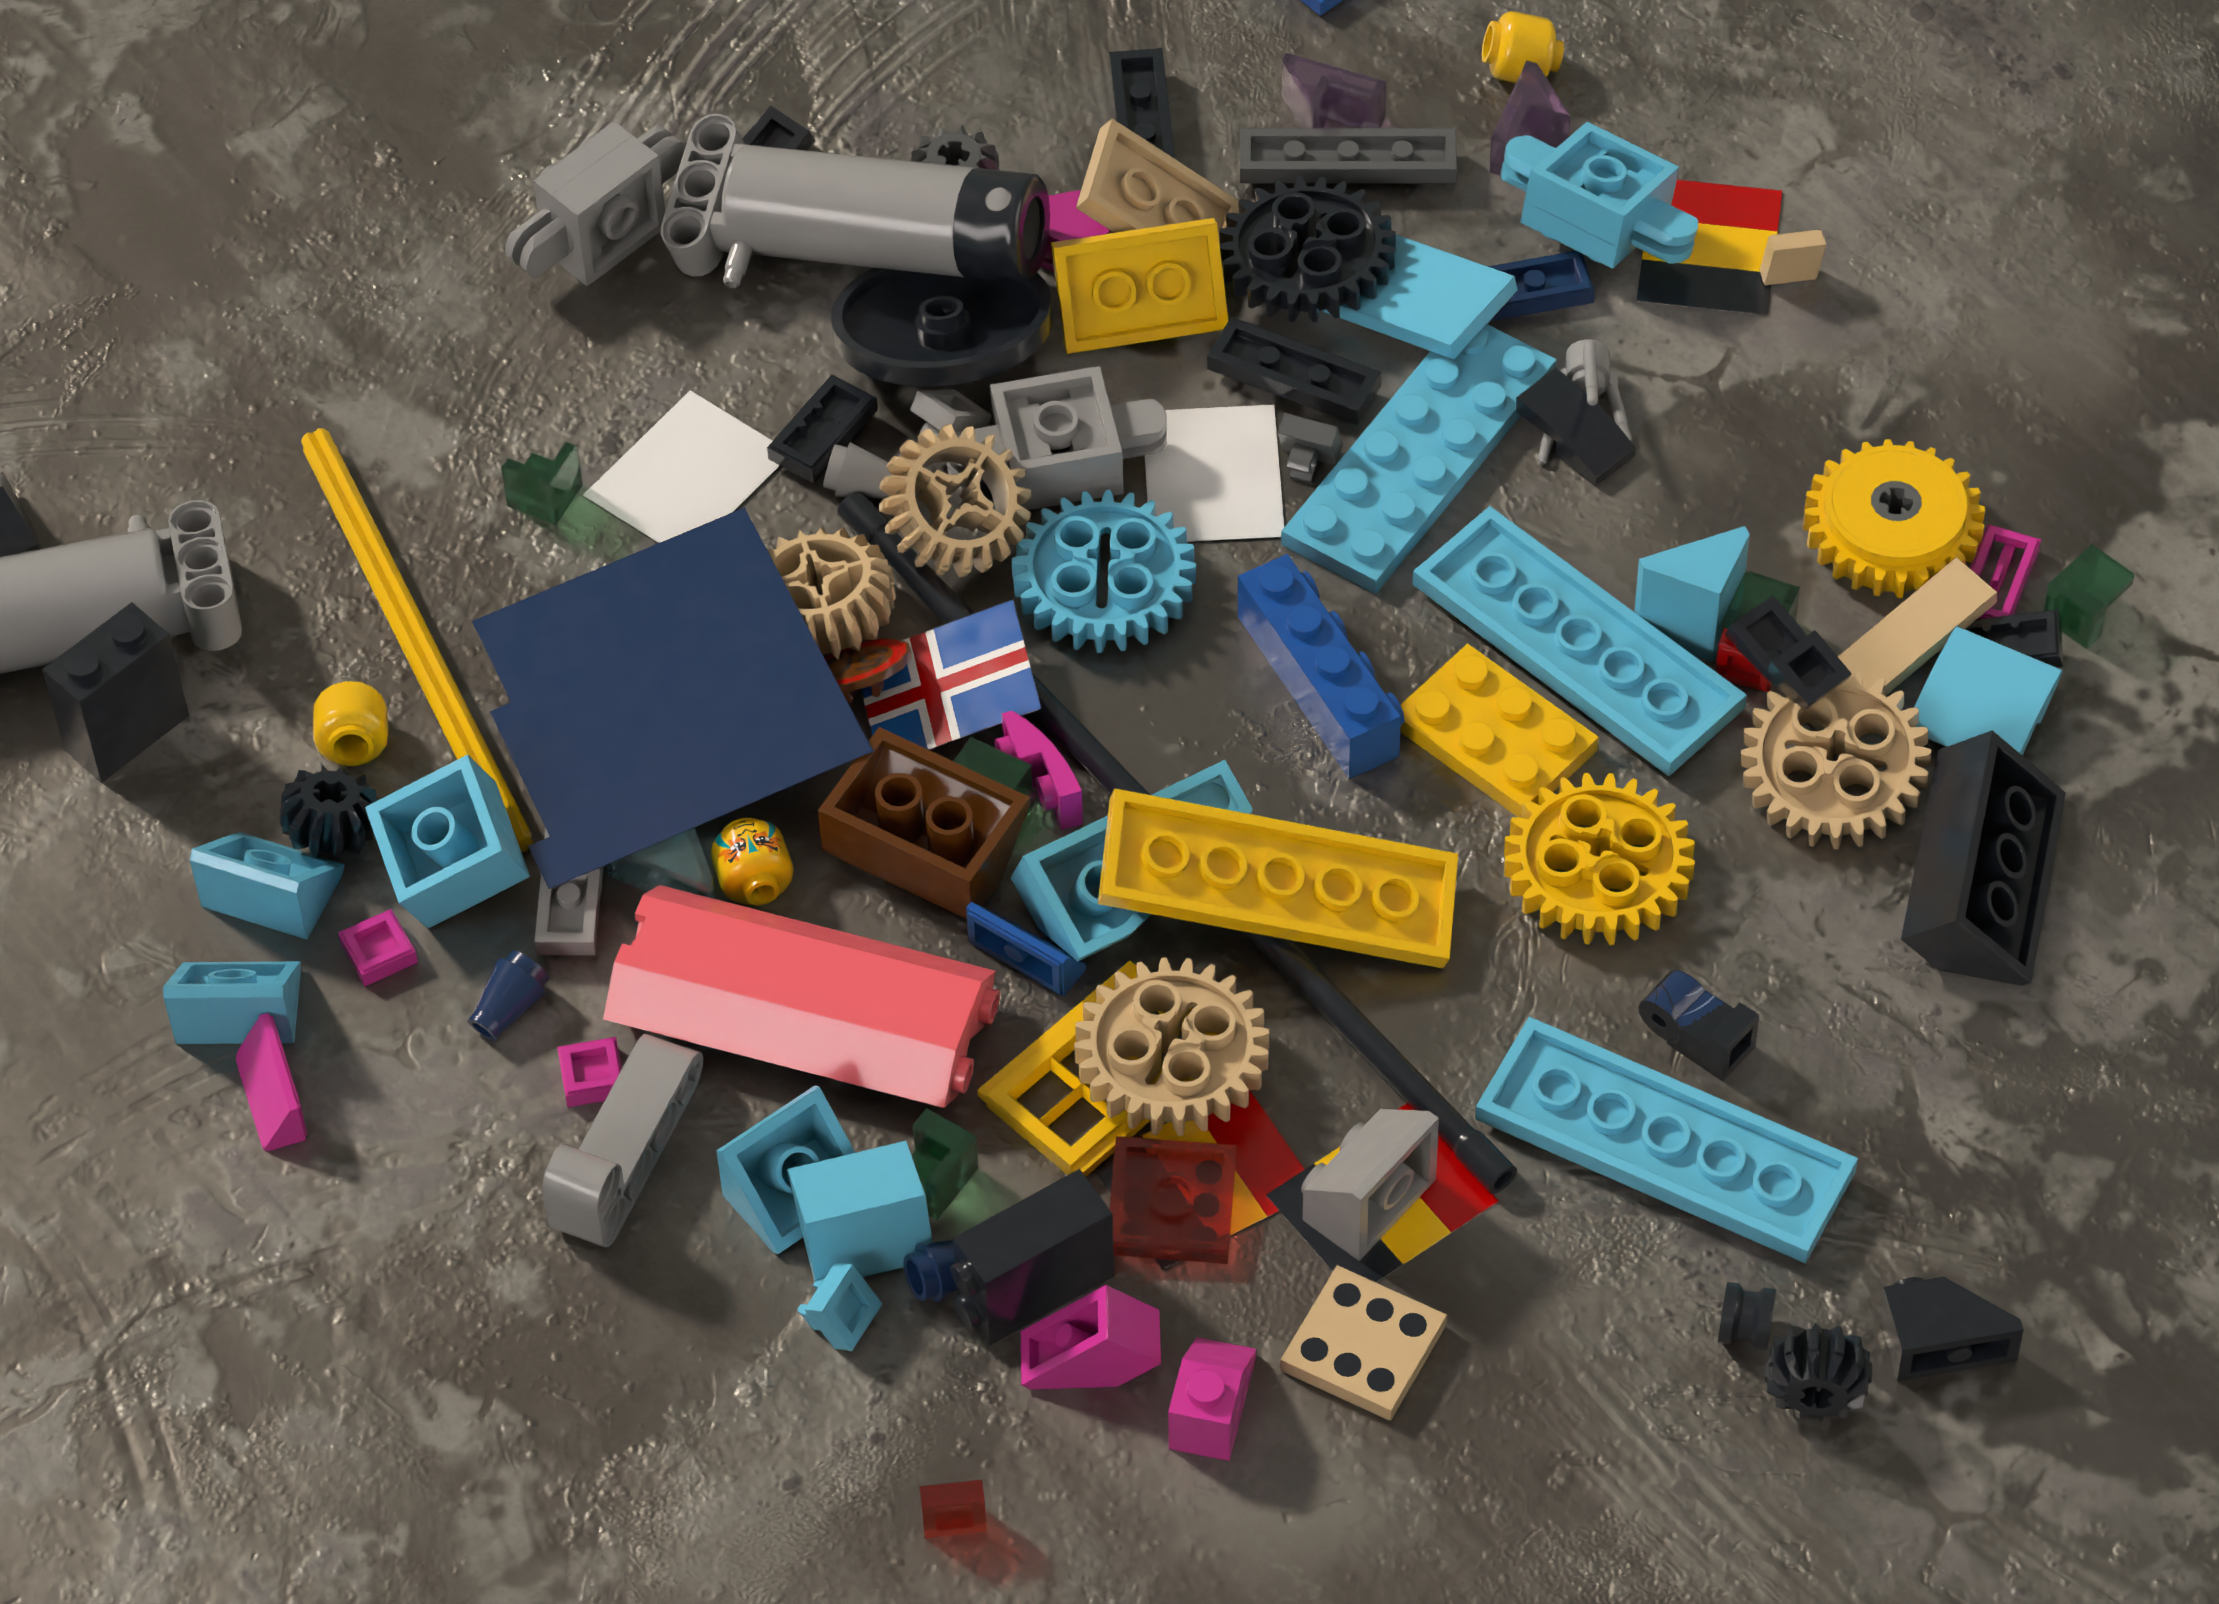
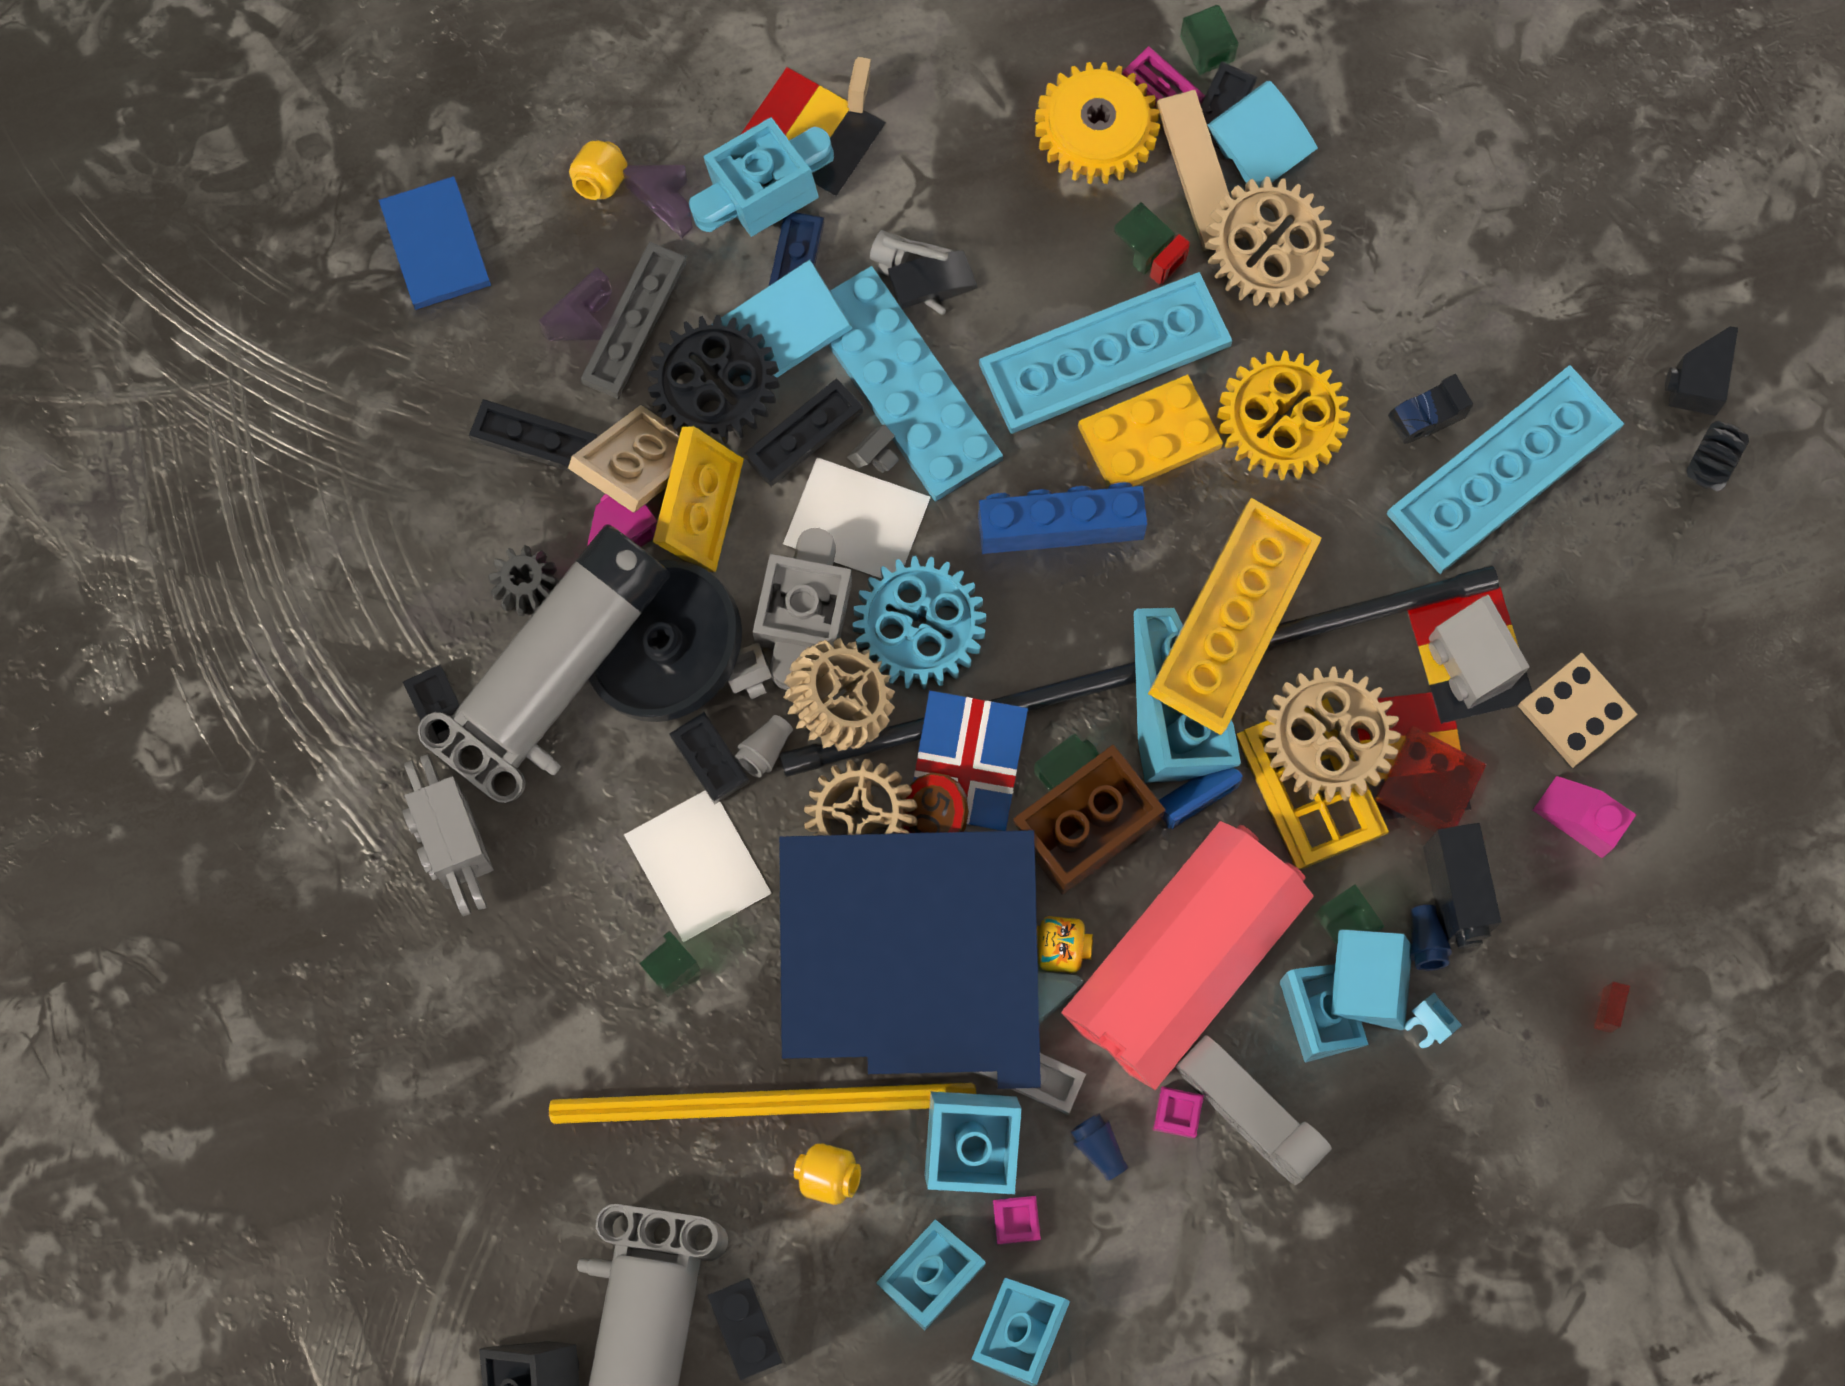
camera: 70 degrees left, 20 degrees up
(270, 1086) = (1107, 1334): dark pink slope -> none
(327, 811) = (914, 1206): black gear -> none
(1050, 771) = (1052, 730): dark pink slope -> none
(1092, 1343) = (1526, 874): dark pink slope -> none
(1691, 589) = (1124, 261): medium azure slope -> none
(1747, 1315) = (1653, 478): black wheel -> none
(1787, 656) = (1197, 233): black slope -> none
(1984, 862) = (1380, 195): black slope -> none

